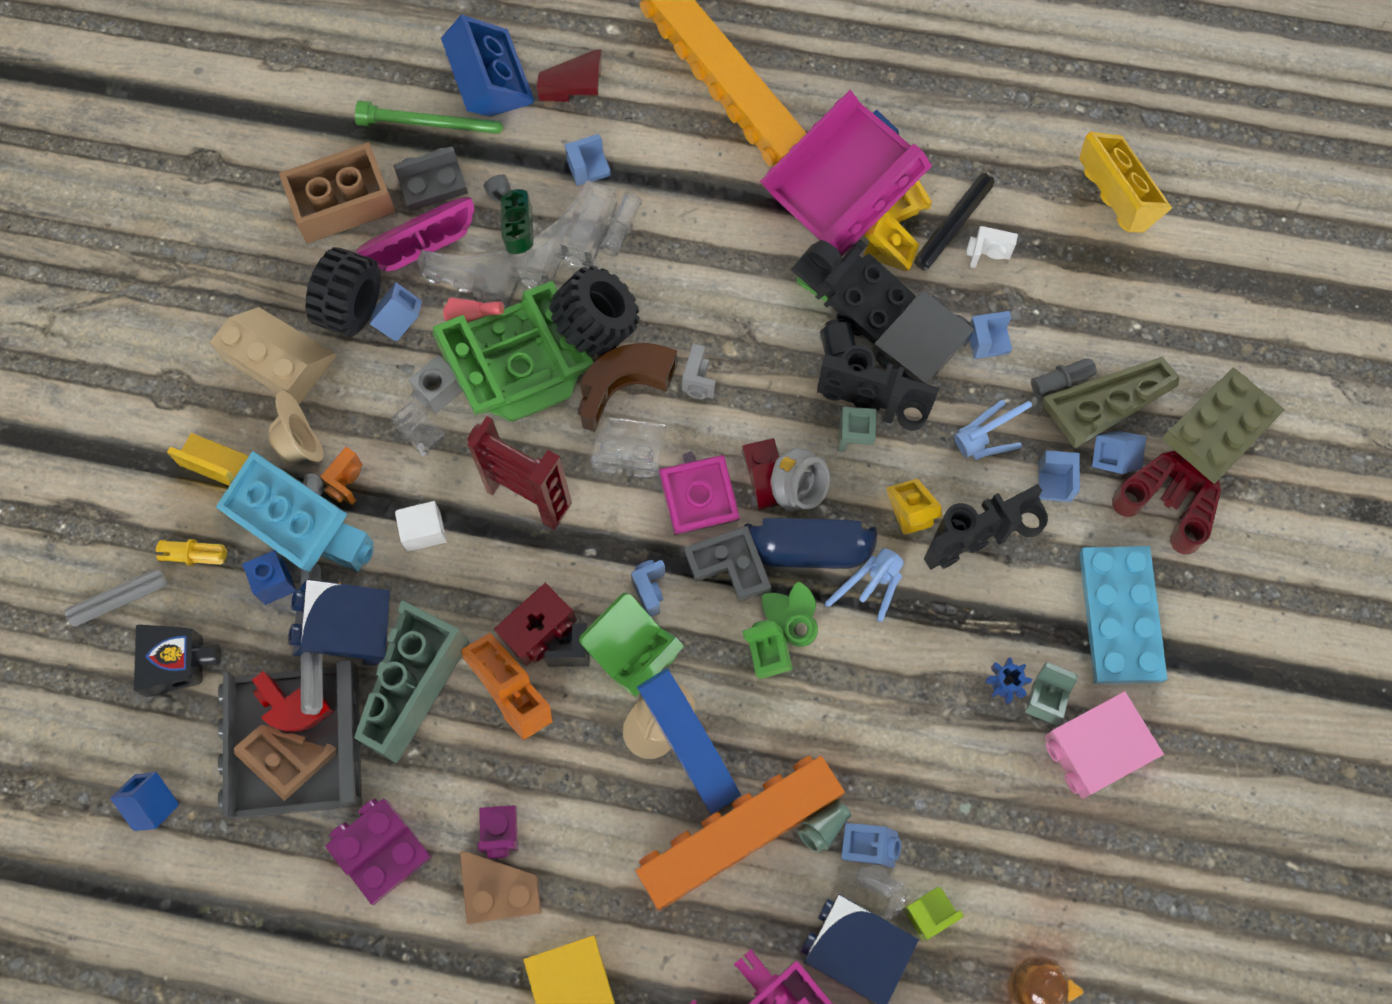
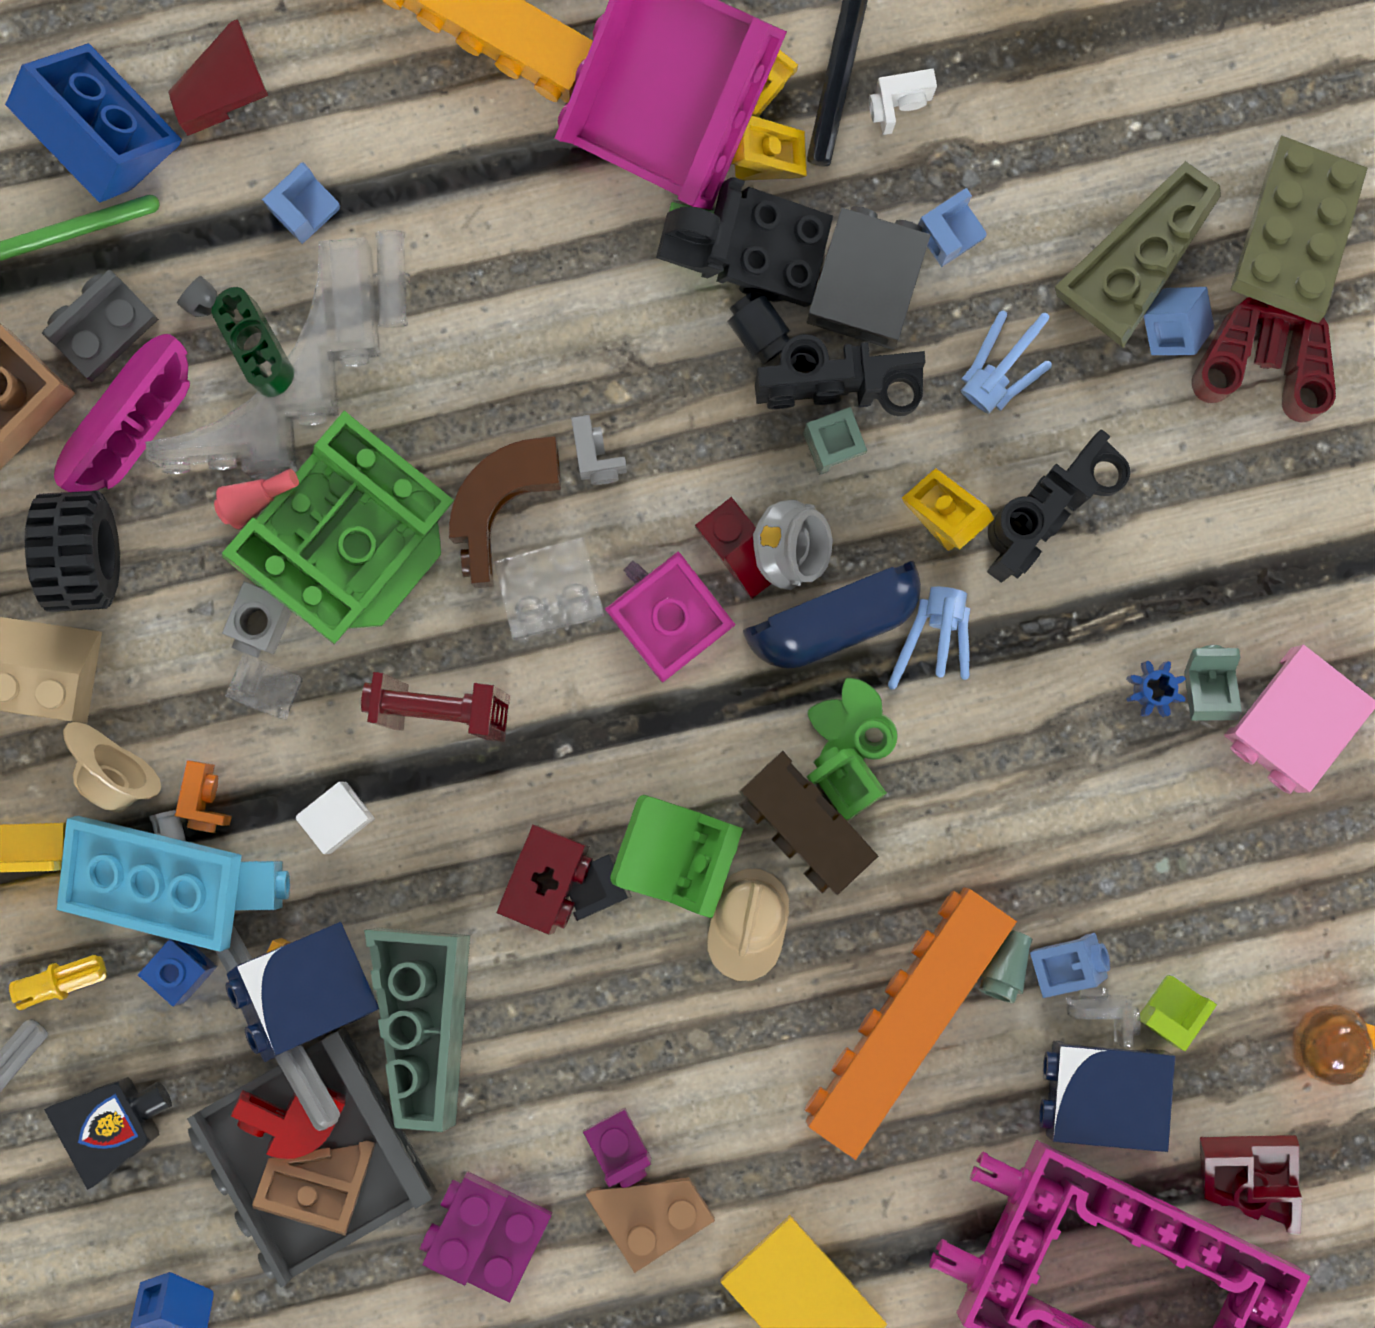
camera: 25 degrees left, 15 degrees up
(396, 312) = (152, 540): medium blue panel -> none
(508, 685) = (545, 970): orange slope -> none
(594, 311) = (405, 452): black tyre -> none
(647, 592) = (664, 775): medium blue bracket -> none
(689, 741) = (801, 944): blue slope -> none
(727, 663) = (806, 825): none -> dark brown wedge
(730, 553) = (750, 675): dark grey plate -> none
(1059, 475) = (1115, 389): medium blue panel -> none
(1063, 377) = (1069, 245): dark grey axle -> none
(1122, 615) = (1261, 537): medium azure plate -> none

